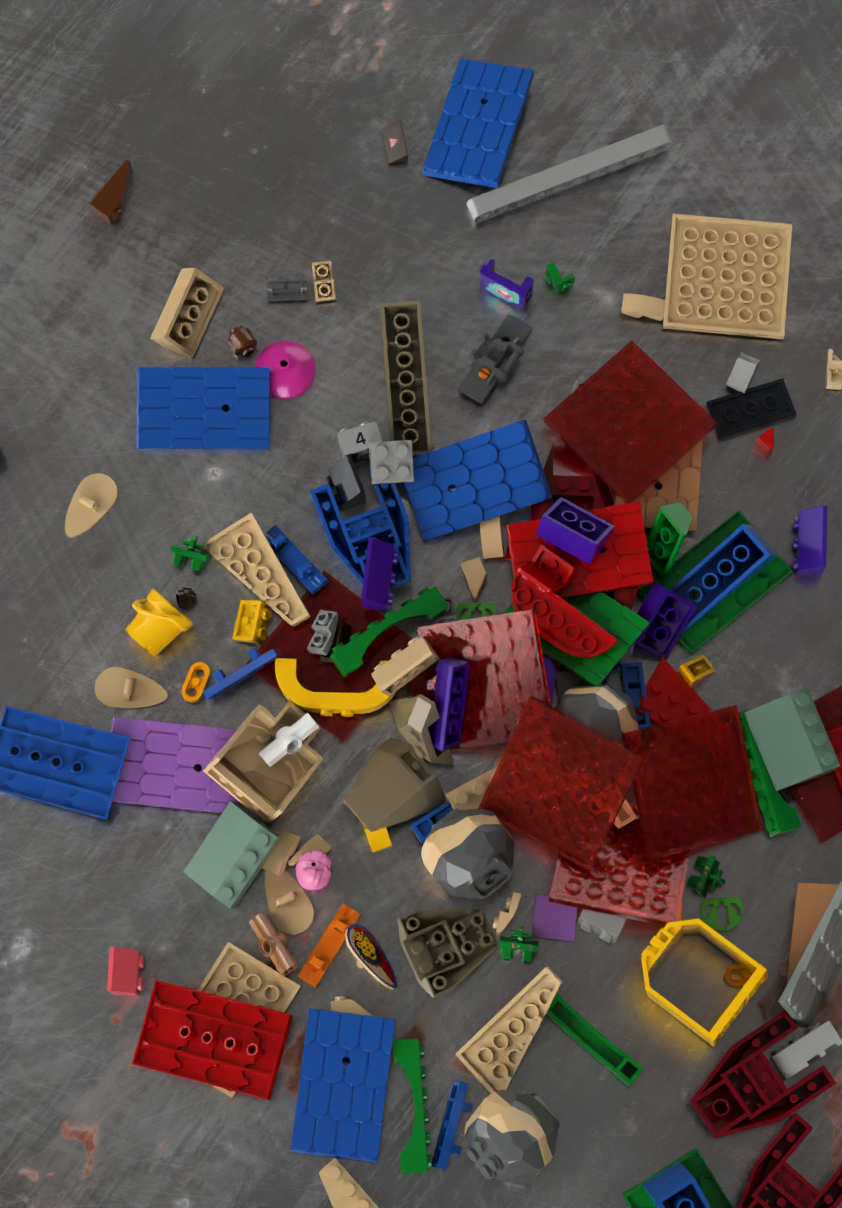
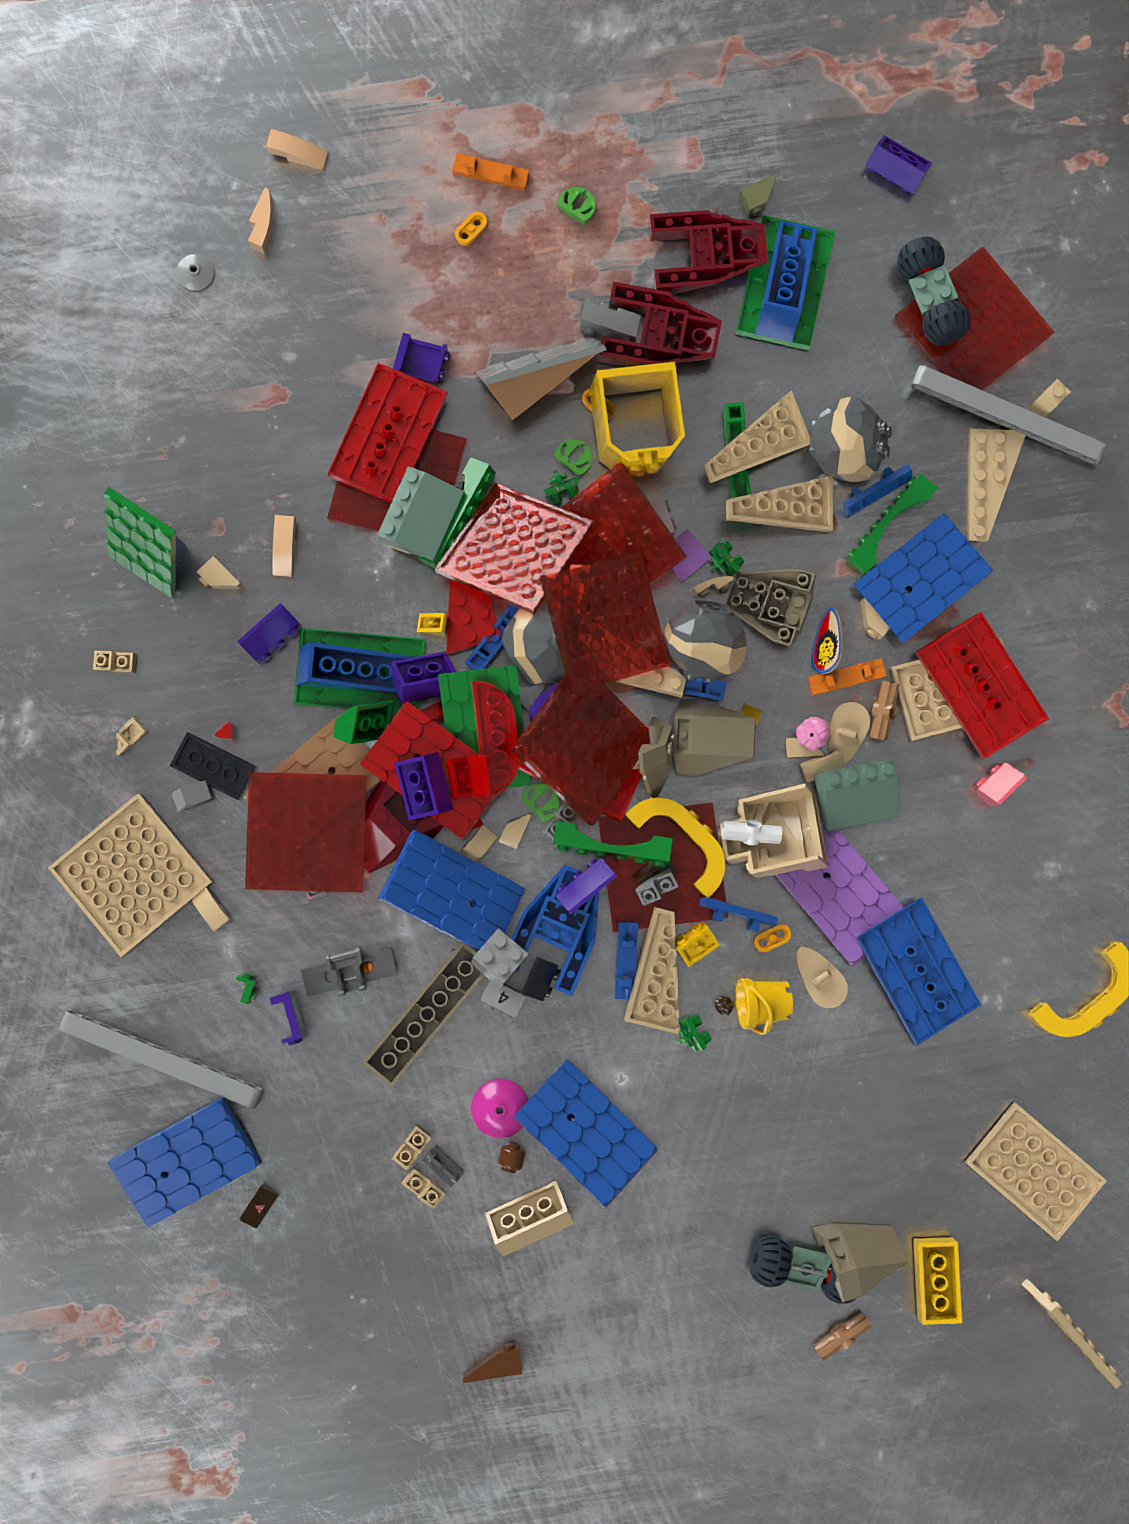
camera: 145 degrees left, 10 degrees up
(90, 503) = (726, 1140): tan shield -> none
(286, 264) = (423, 1187): none -> tan slope
(404, 666) = (630, 804): tan slope -> none
(450, 702) = (622, 751): dark purple slope -> none
(581, 1080) = (769, 437): none -> tan wing

